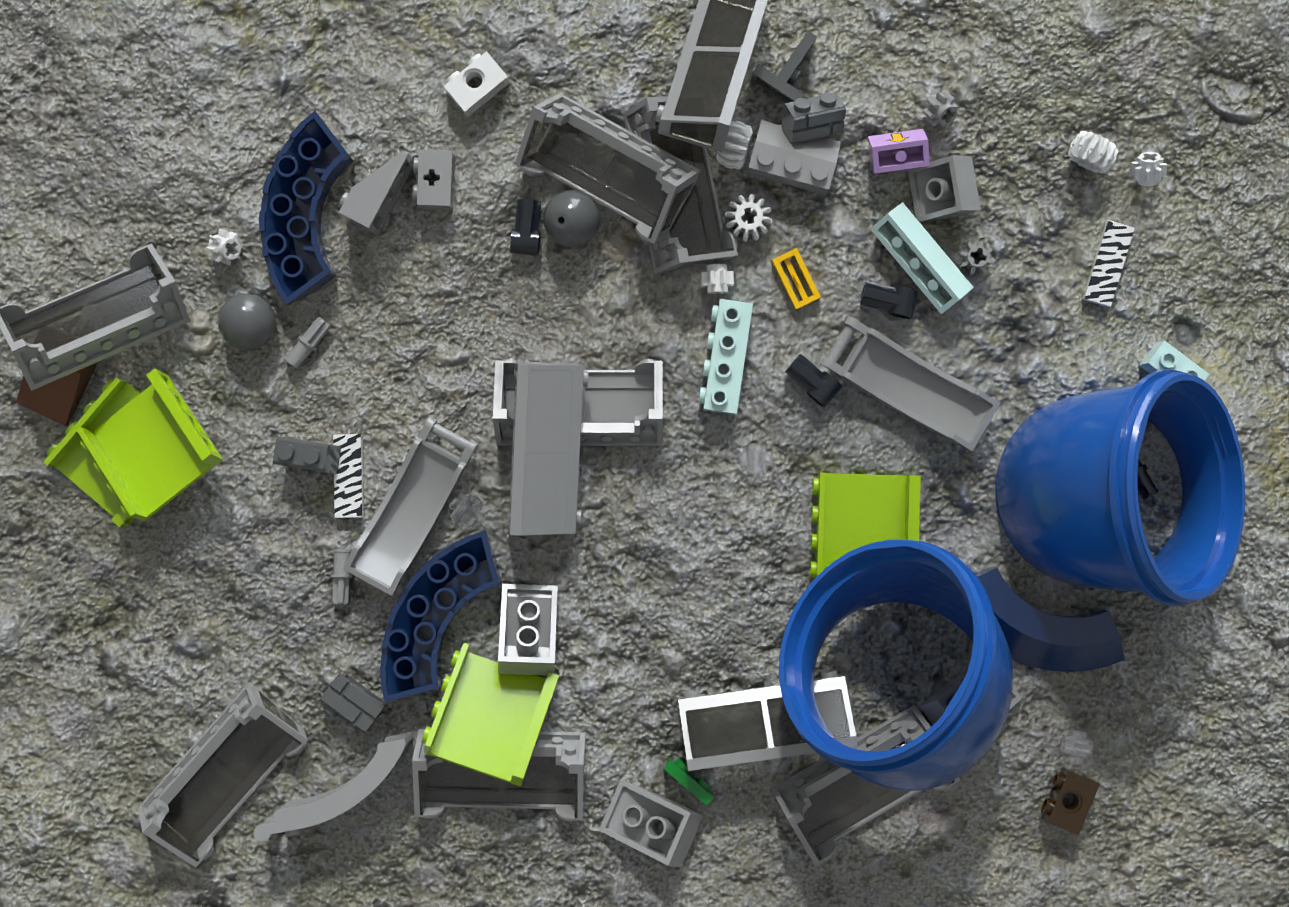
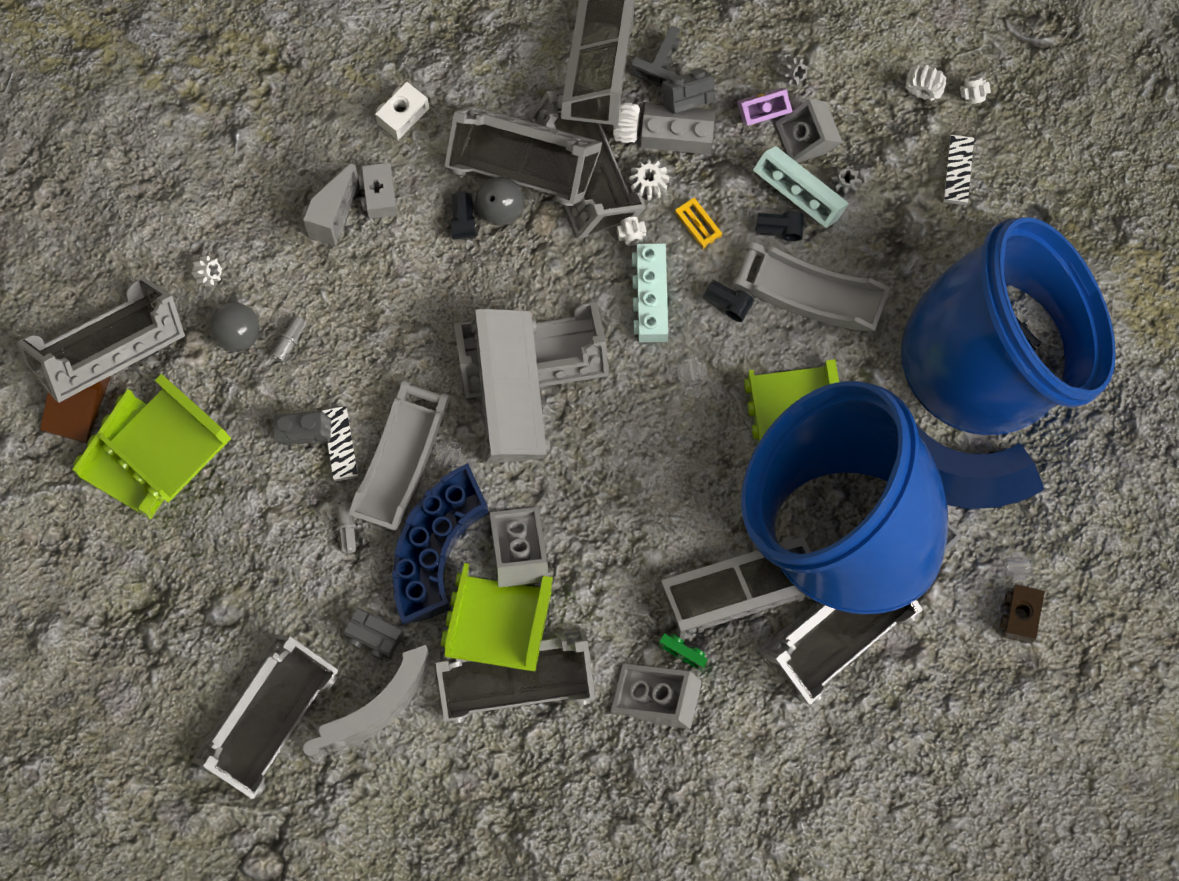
camera: 10 degrees left, 15 degrees down
(294, 208) = (261, 229): dark blue brick -> none

